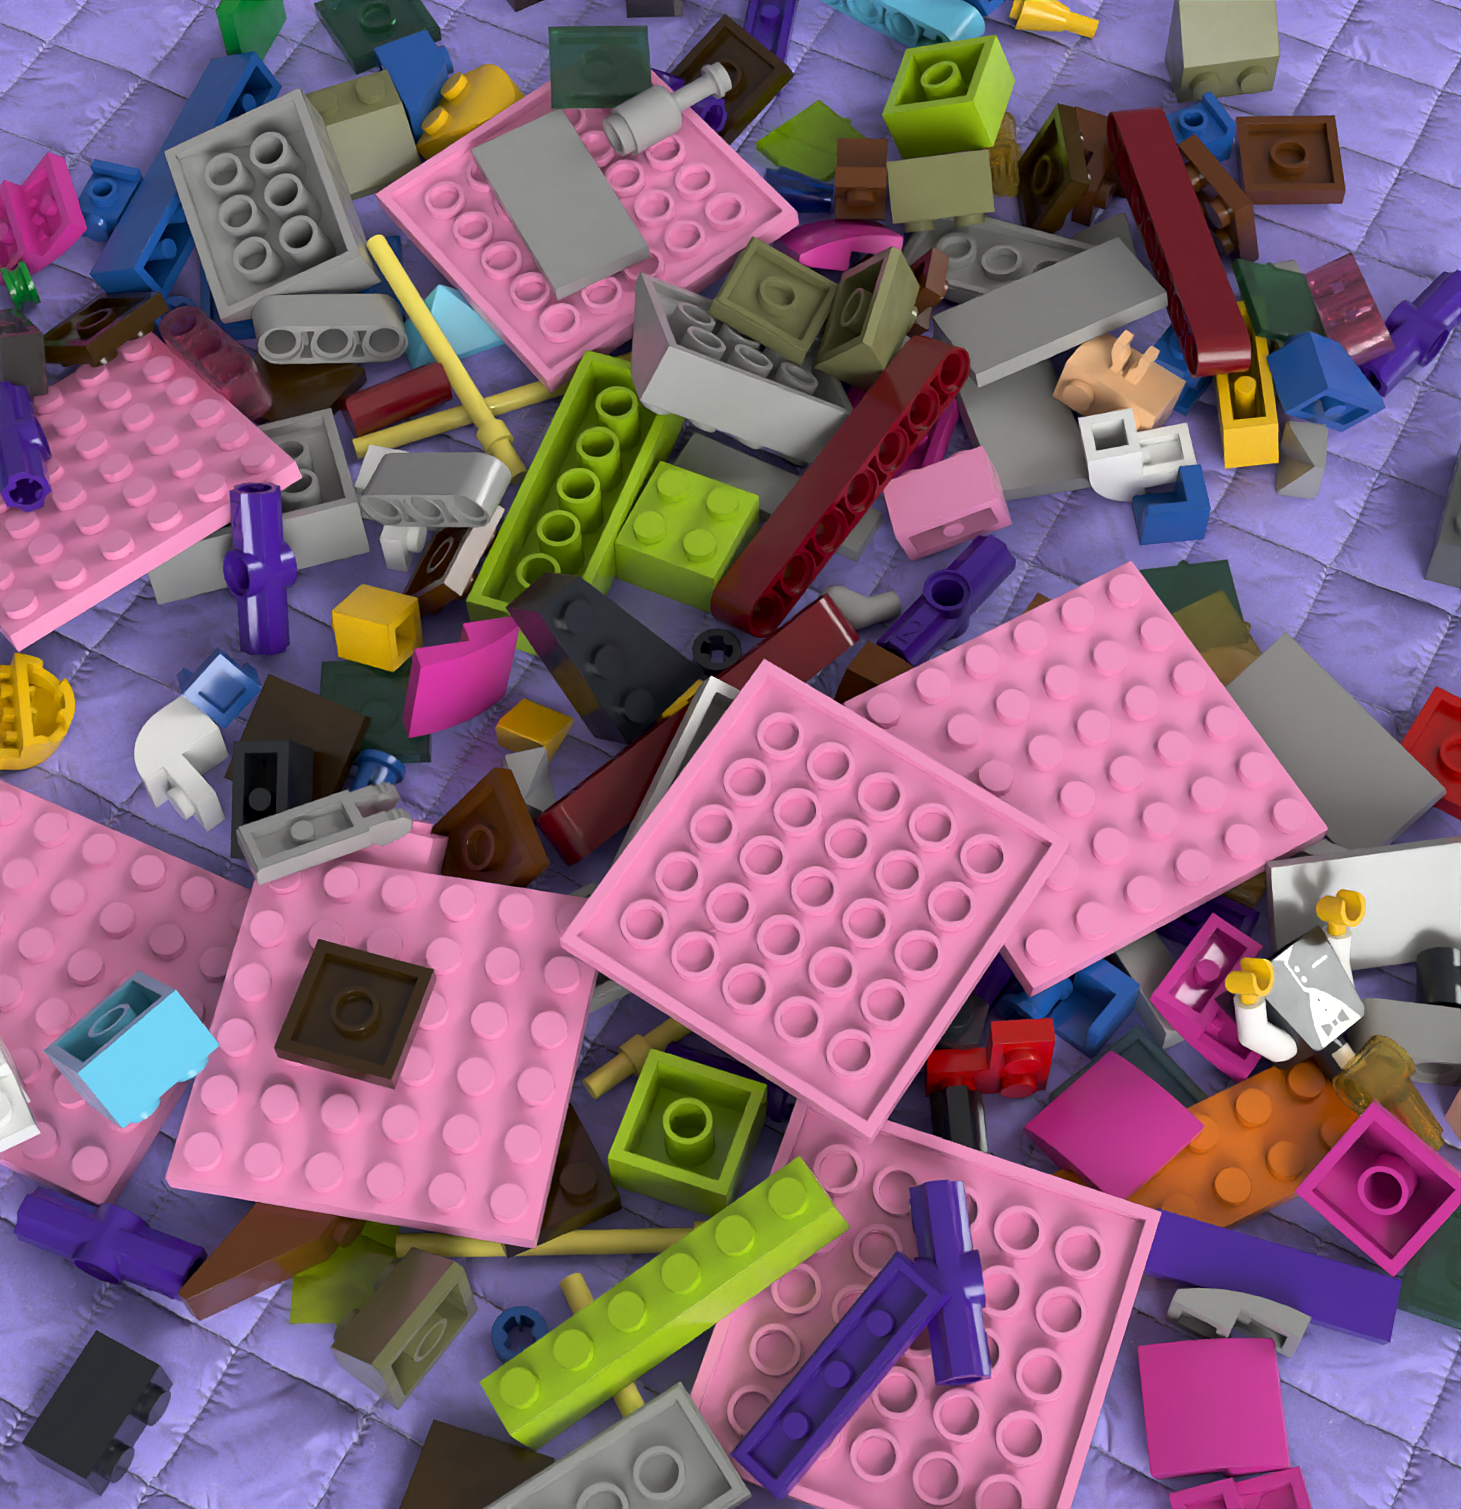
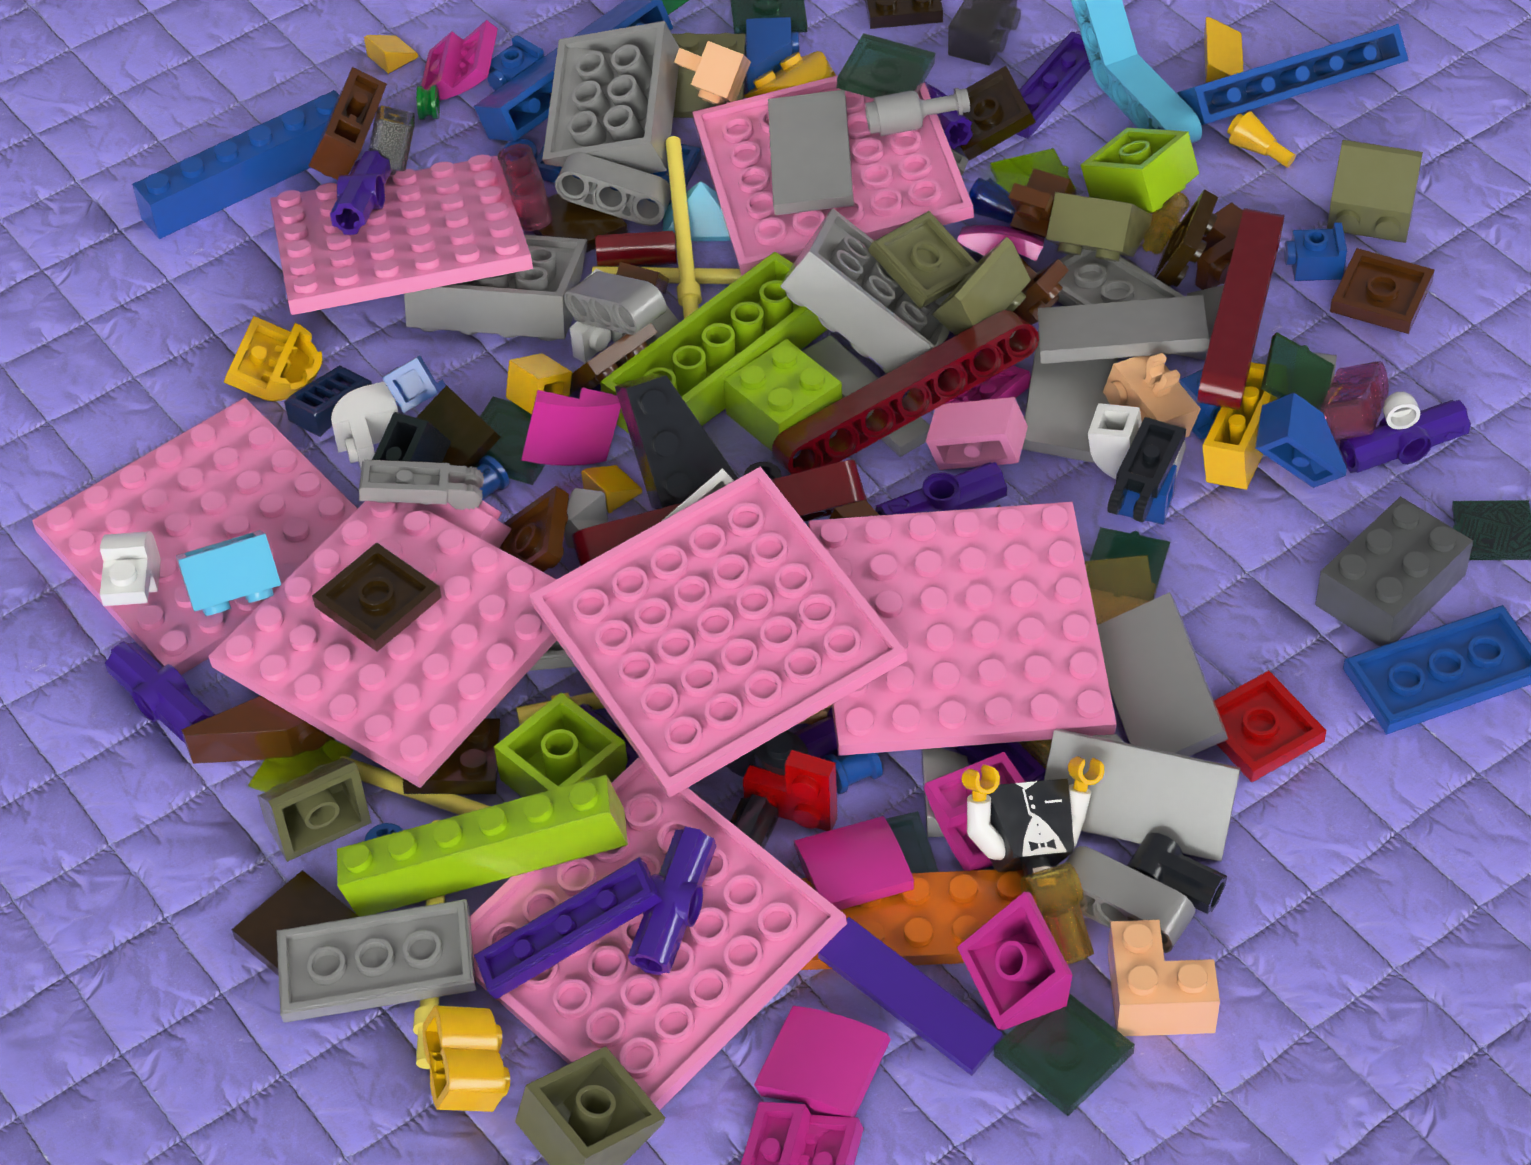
camera: 25 degrees right, 10 degrees down
(99, 1414) = (98, 786): black brick -> none
(101, 327) = (454, 144): dark brown plate -> none
(112, 774) = (301, 404): none -> dark blue slope
(259, 568) = (476, 317): dark purple piece -> none
(388, 133) = (717, 73): none -> light nougat brick
(435, 438) = (639, 273): none -> reddish brown plate
(862, 610) = (878, 485): light grey arm -> none
(1095, 1008) = (896, 791): blue panel -> none
(1176, 479) = (1146, 466): none -> black hinge
(1216, 1312) = (864, 1004): light grey slope -> none
(1222, 201) = (1297, 297): reddish brown plate -> none
(1301, 459) = (1267, 494): light grey slope -> none
(1412, 306) = (1401, 410): none -> white hinge

